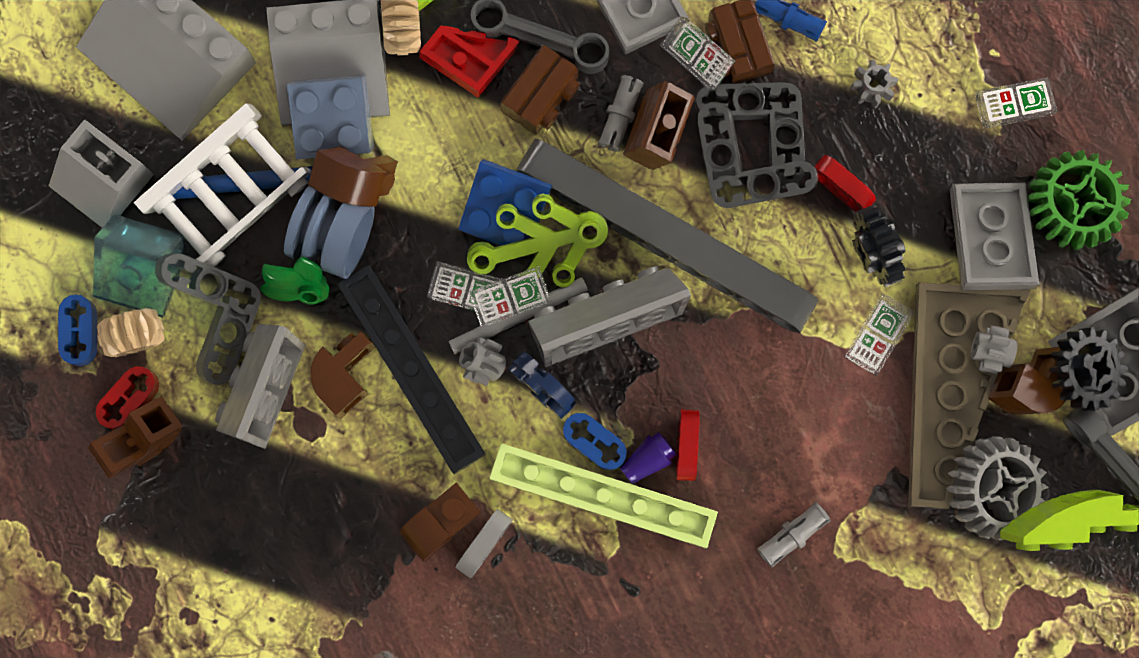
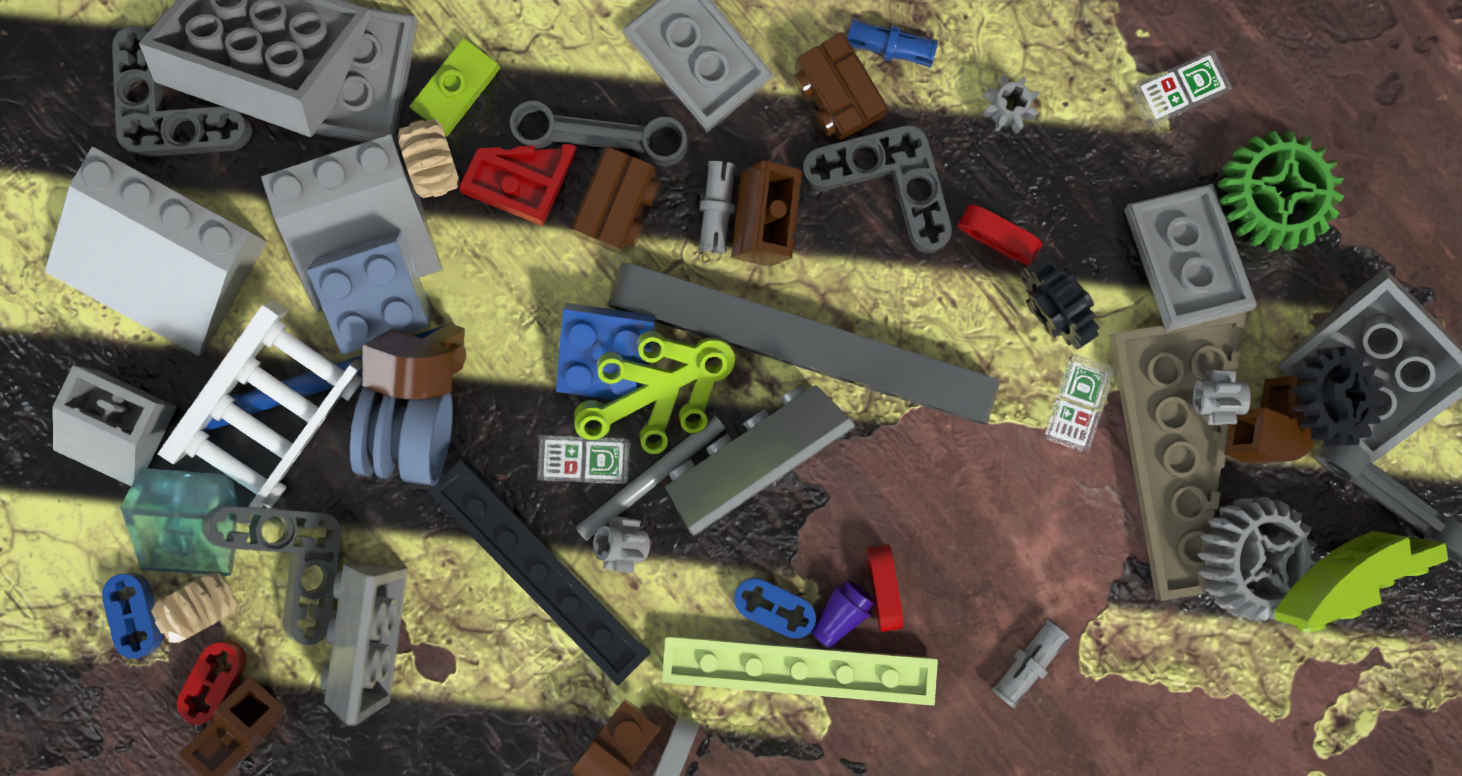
camera: 15 degrees left, 5 degrees up
(300, 283) = (385, 499): green plate -> none
(331, 376) = (448, 606): reddish brown brick -> none
(510, 296) = (636, 460): clear tile -> none
(543, 385) = (698, 560): dark blue plate -> none
(697, 53) = (793, 114): clear tile -> none
(733, 170) = (866, 248): dark grey beam -> none

